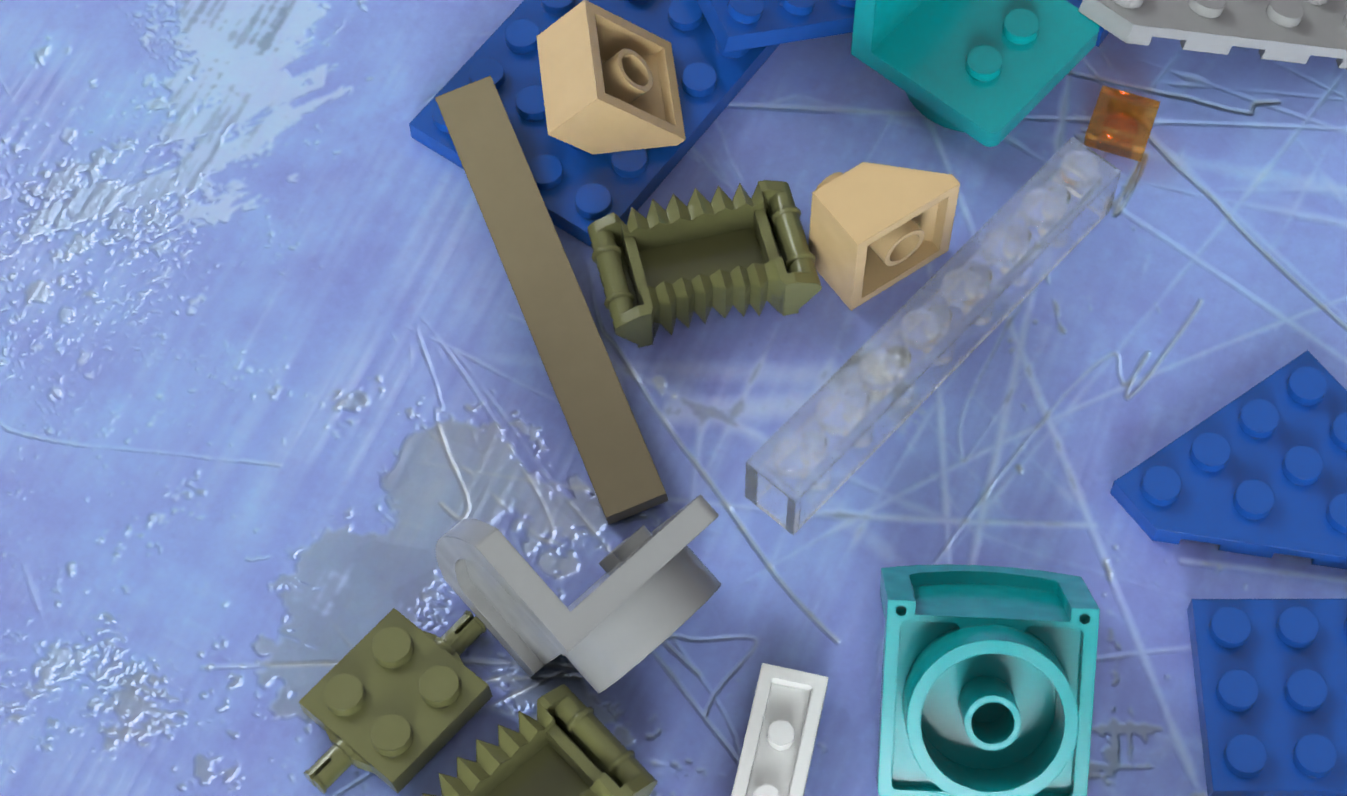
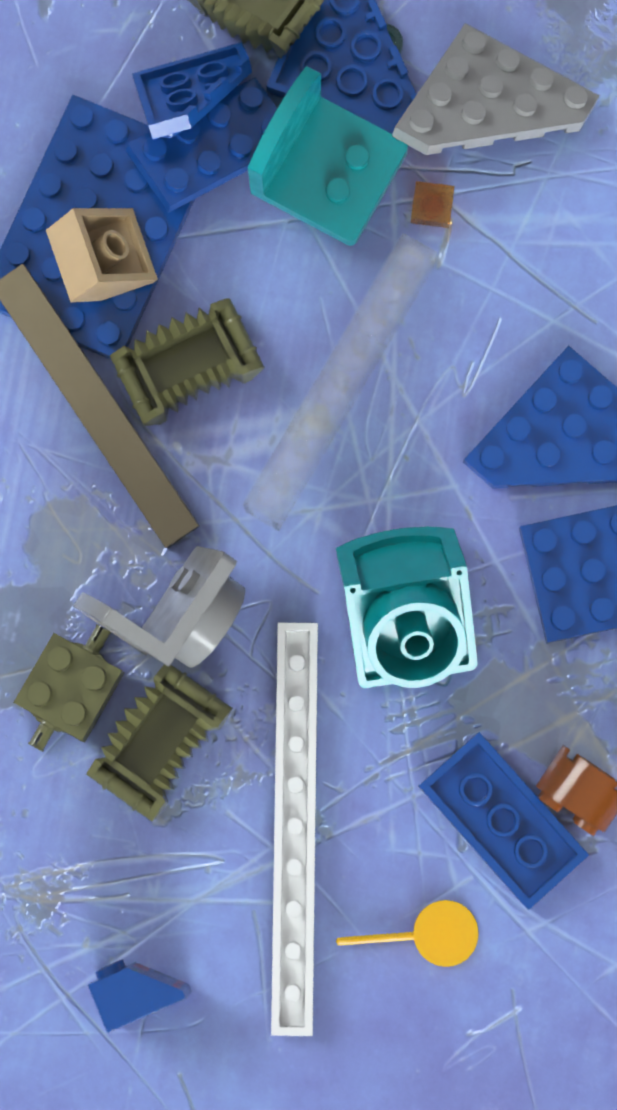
camera: 10 degrees left, 20 degrees up
(879, 226) = (291, 322): tan slope -> none

